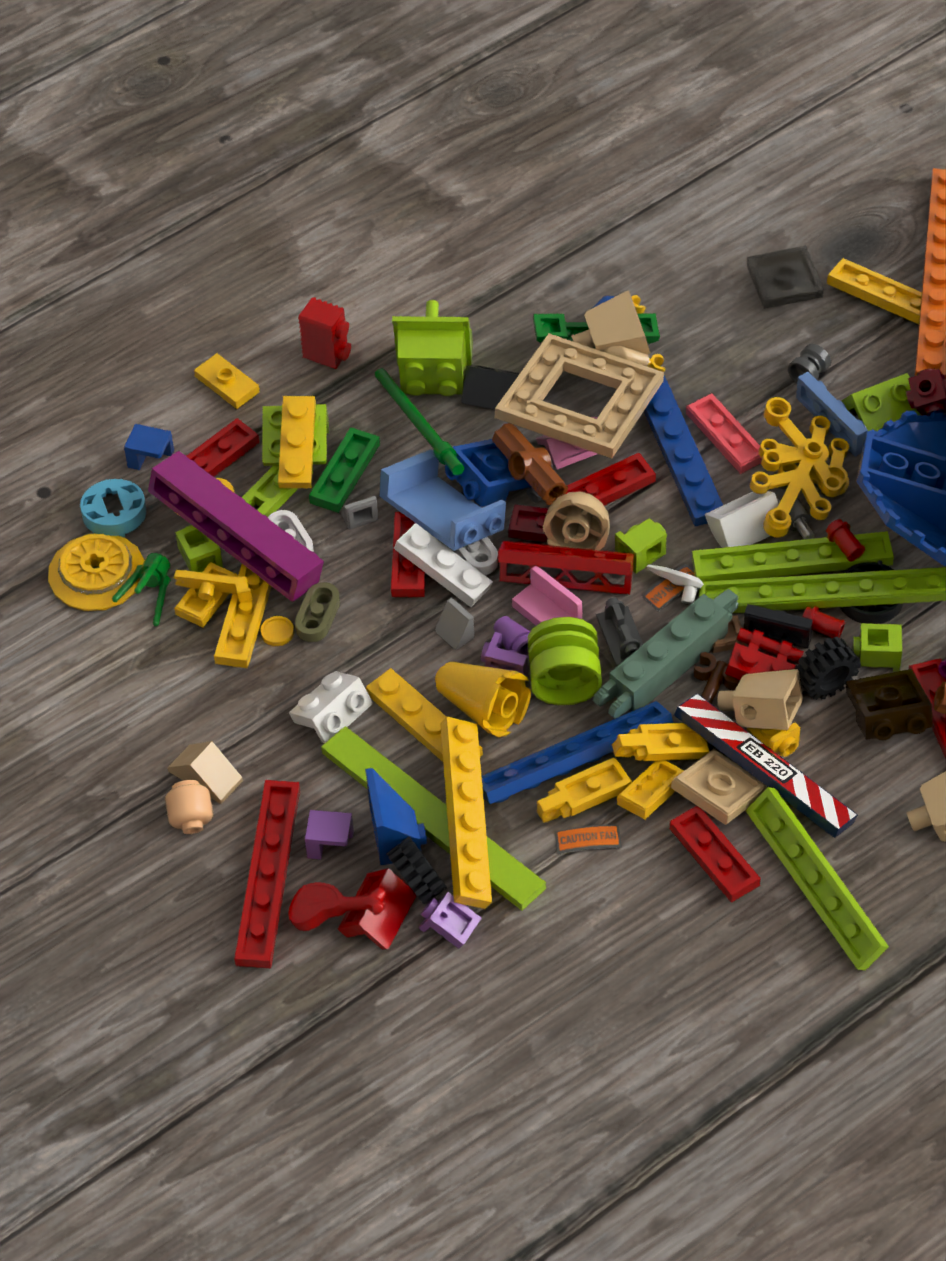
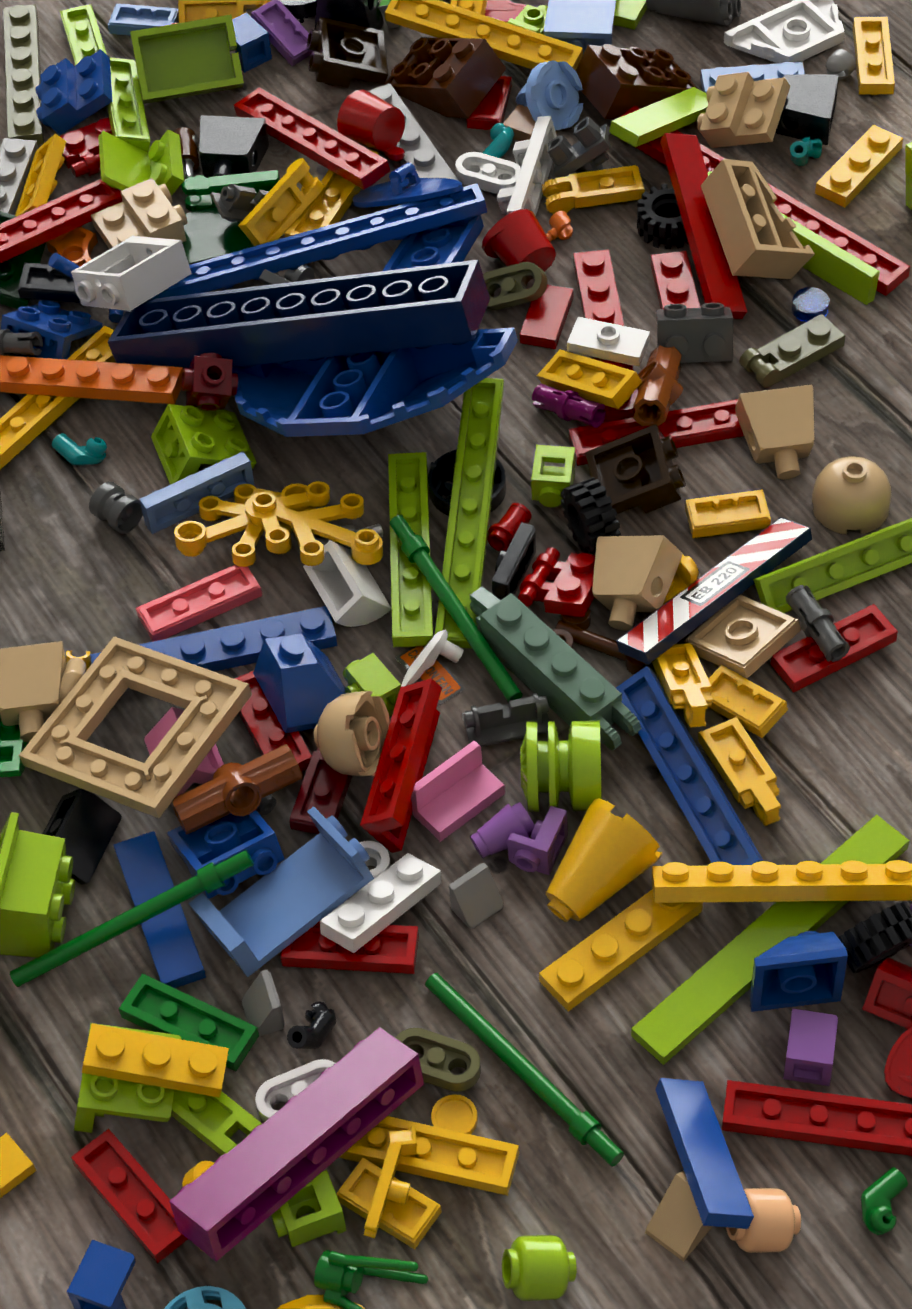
camera: 85 degrees left, 0 degrees up
(155, 678) = (538, 1267): none -> lime head
(207, 882) = (877, 1201): none -> green arm
(233, 760) = (704, 1154): none -> blue tile
(269, 702) = (581, 1124): none -> green bar
(332, 705) = (593, 1045): white bracket -> none
(337, 542) = (313, 1036): none -> black arm
(461, 432) = (167, 933): none -> blue tile
(588, 838) = (803, 777): orange sticker -> none
(637, 493) = (296, 681): none -> blue slope
(726, 830) = (817, 623): none -> dark grey pin
(776, 555) = (418, 552): none -> green bar
(846, 541) = (406, 484): red pin -> none
(856, 775) = (727, 513): none -> yellow plate
(869, 337) = (80, 455): none -> teal arm
(889, 868) = (851, 495): none -> tan cylinder

